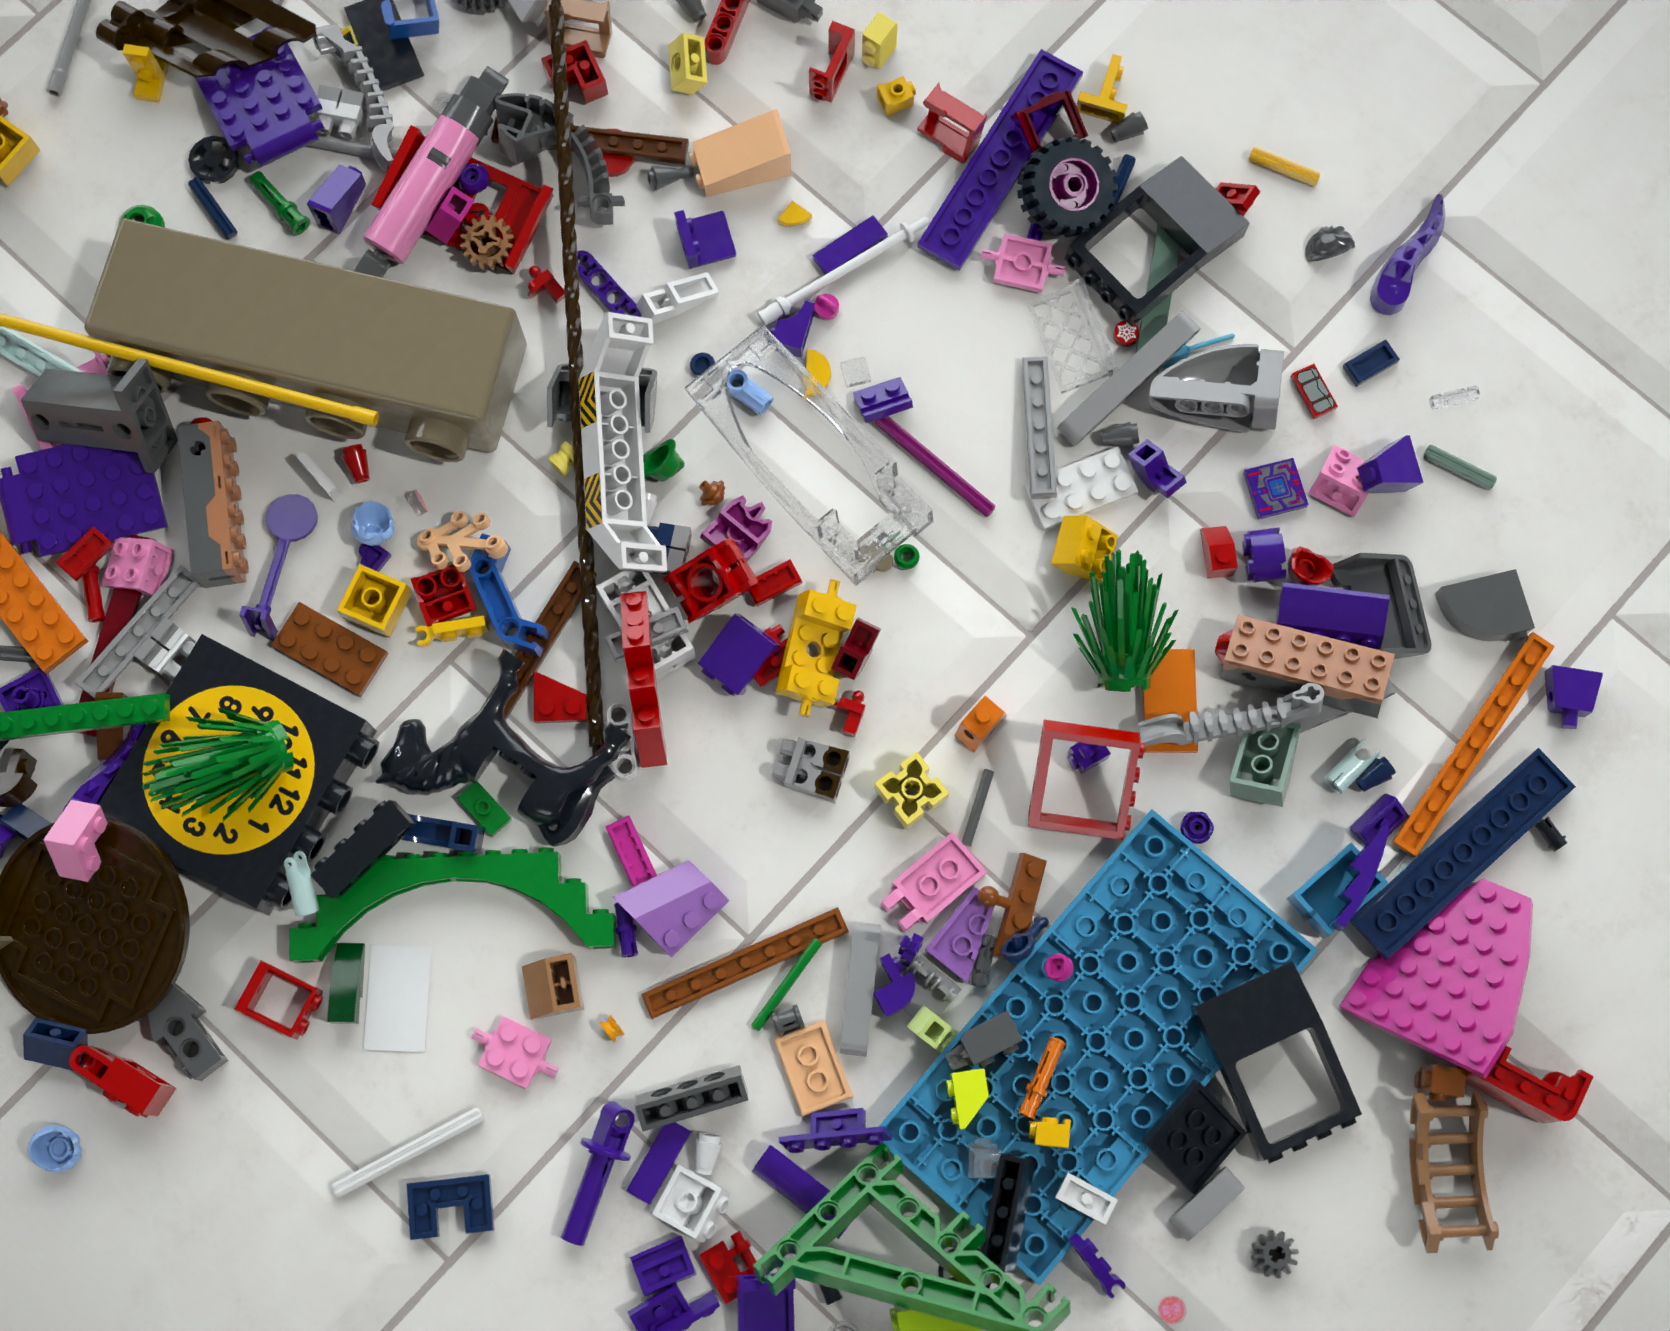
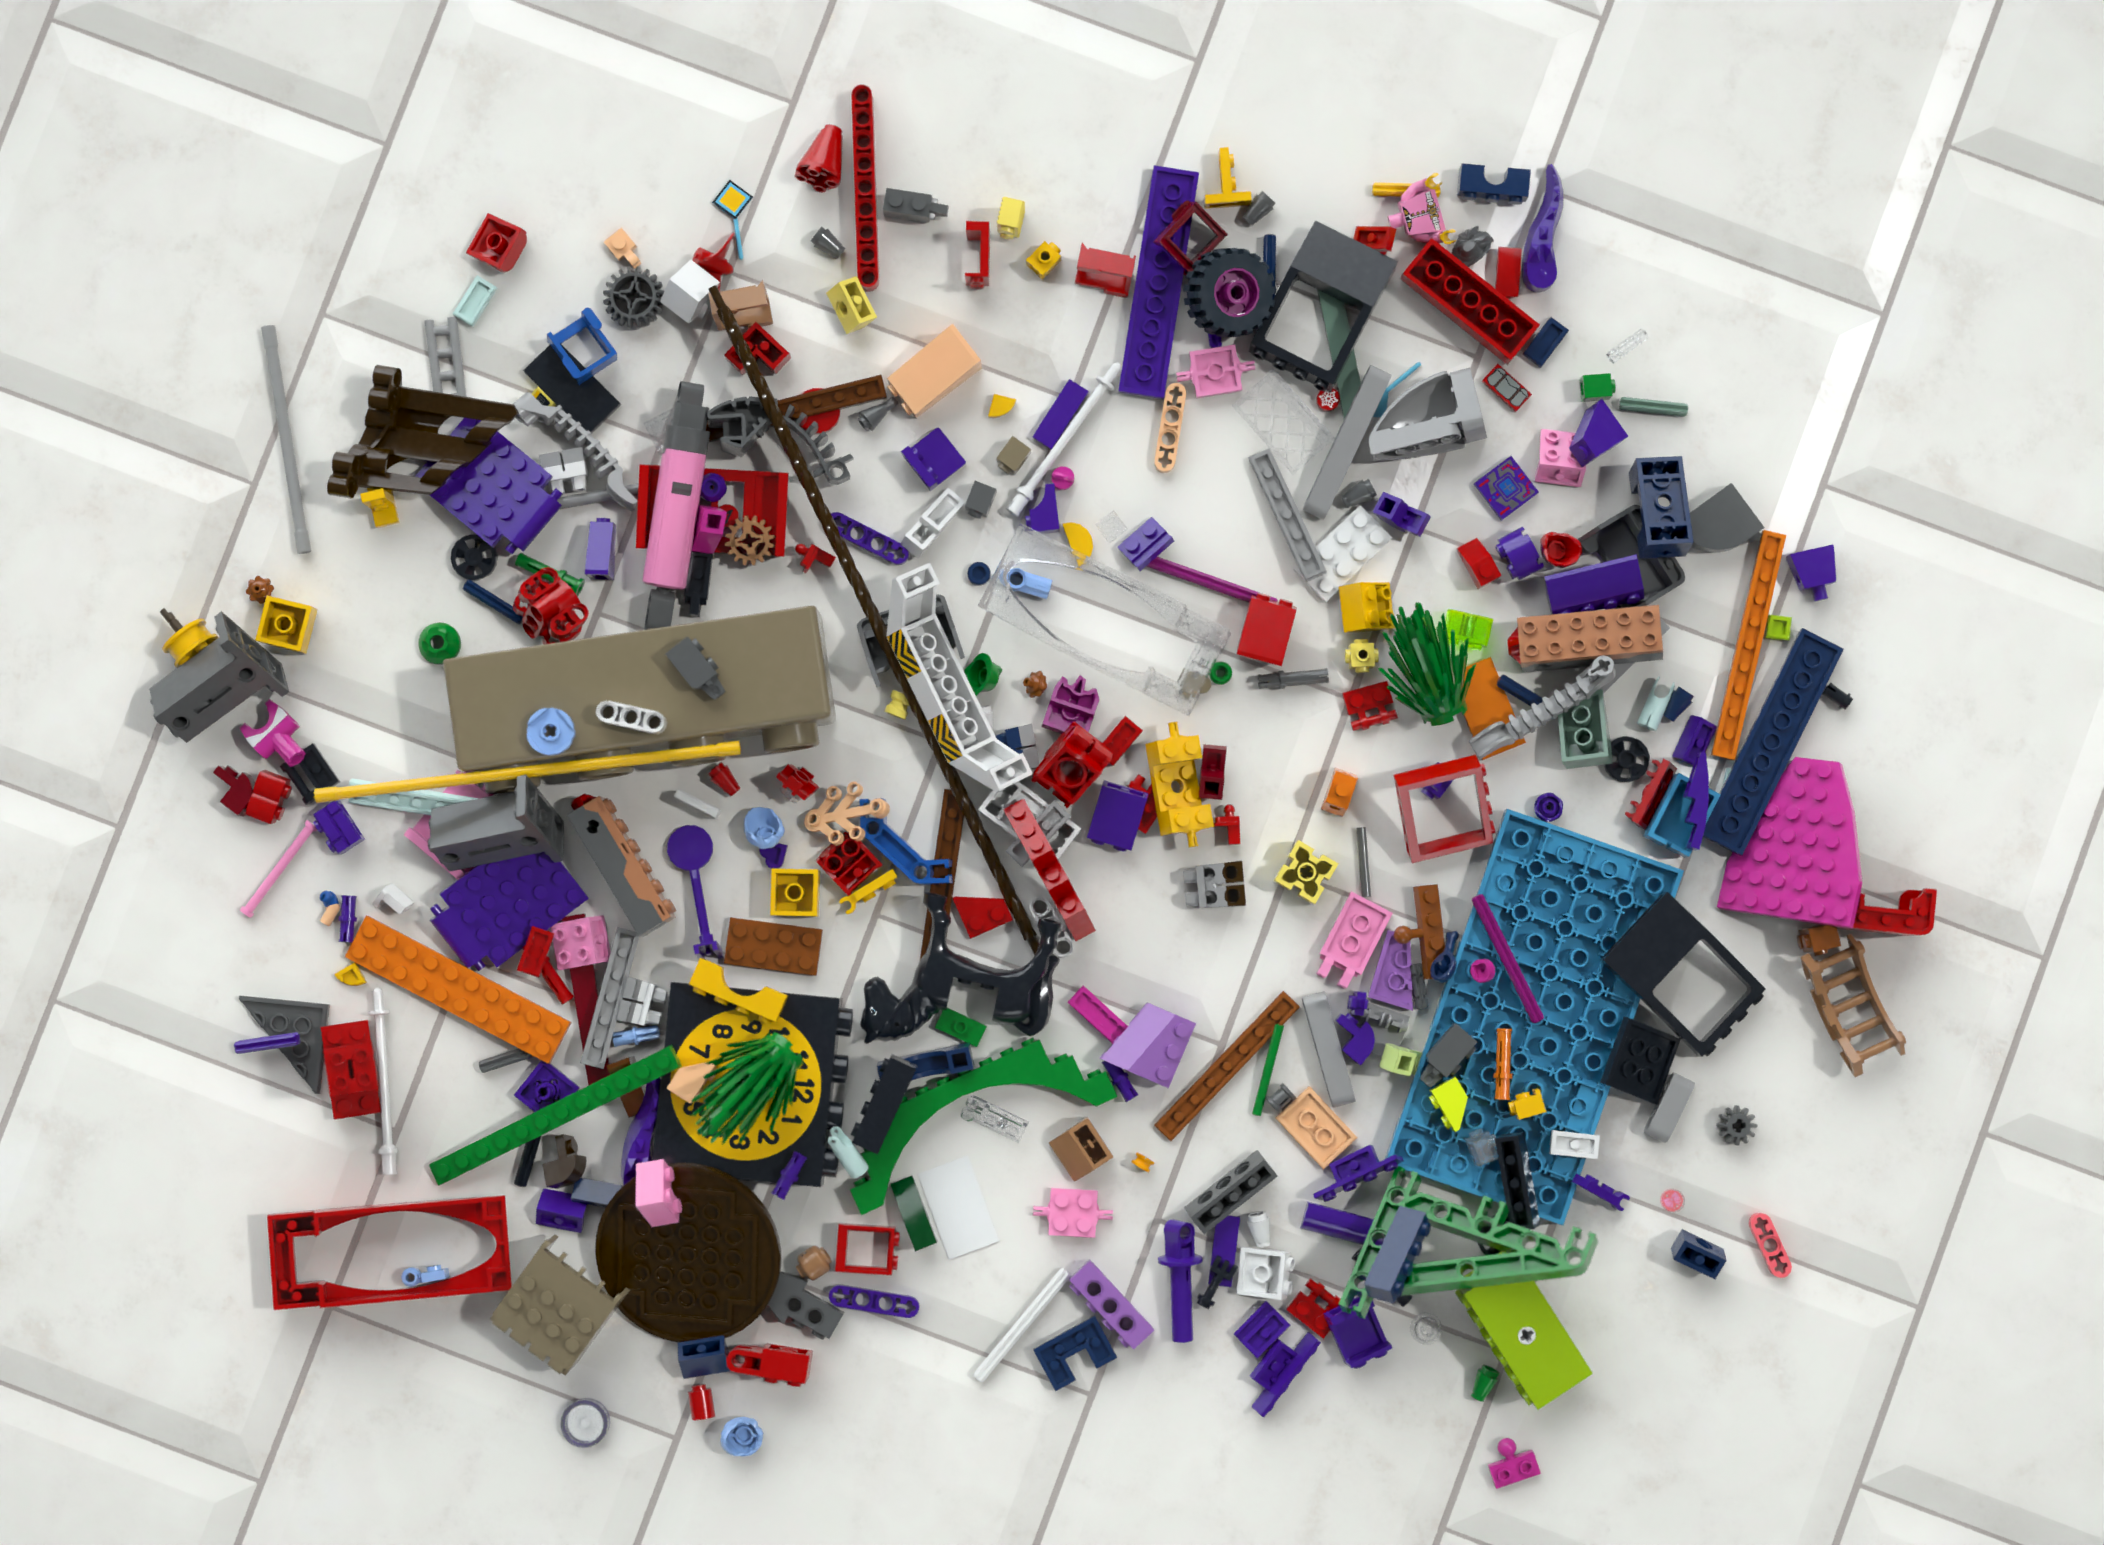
camera: 20 degrees left, 10 degrees up
(31, 1093) = (701, 1402): none -> red brick
(146, 682) = (636, 1035): none -> light blue axle
(167, 732) = (689, 1081): none -> light nougat slope
(202, 333) = (537, 729): none -> light blue plate
(218, 992) = (813, 1262): none -> medium nougat head
(227, 881) = (789, 1175): none -> dark purple pin
(243, 645) = (710, 978): none -> yellow arch
(259, 222) = (549, 608): none -> red piece
(265, 1058) = (874, 1298): none -> dark purple beam
(269, 333) = (622, 710): none -> white beam
(364, 318) = (695, 668): none -> dark grey hinge
(422, 260) = (698, 581): none -> black hinge
(427, 491) = (798, 781): none -> red piece
(476, 917) = (994, 1118): none -> clear plate
(533, 1206) = (1128, 1337): none -> medium lavender brick
(615, 1207) = (1220, 1273): none -> black hinge
(734, 294) = (980, 500): none -> dark grey brick
(785, 265) = (1013, 456): none -> dark tan brick
(839, 1236) = (1397, 1255): none -> brick
(957, 301) = (1167, 427): none -> light nougat beam
(971, 527) = (1266, 629): none -> red slope
(979, 590) = (1293, 678): none -> dark grey pin
(1048, 642) = (1366, 699): none -> red plate
(1058, 602) = (1355, 662): none -> light yellow brick
(1091, 966) = (1507, 958): none -> magenta axle
(1191, 611) = (1469, 626): none -> clear neon green brick
(1210, 694) = (1518, 690): none -> dark blue axle
(1292, 189) = (1421, 213): none -> bright pink torso
(1299, 812) = (1627, 759): none -> black piece
(1308, 291) = (1469, 301): none -> red brick
(1314, 857) = (1652, 793): none -> red plate
(1358, 280) = (1508, 271): none -> red slope
(1390, 203) = (1474, 185): none -> dark blue arch
(1408, 422) = (1597, 387): none -> green brick
(1431, 584) = (1664, 529): none -> dark blue plate
(1511, 739) = (1778, 627): none -> lime tile

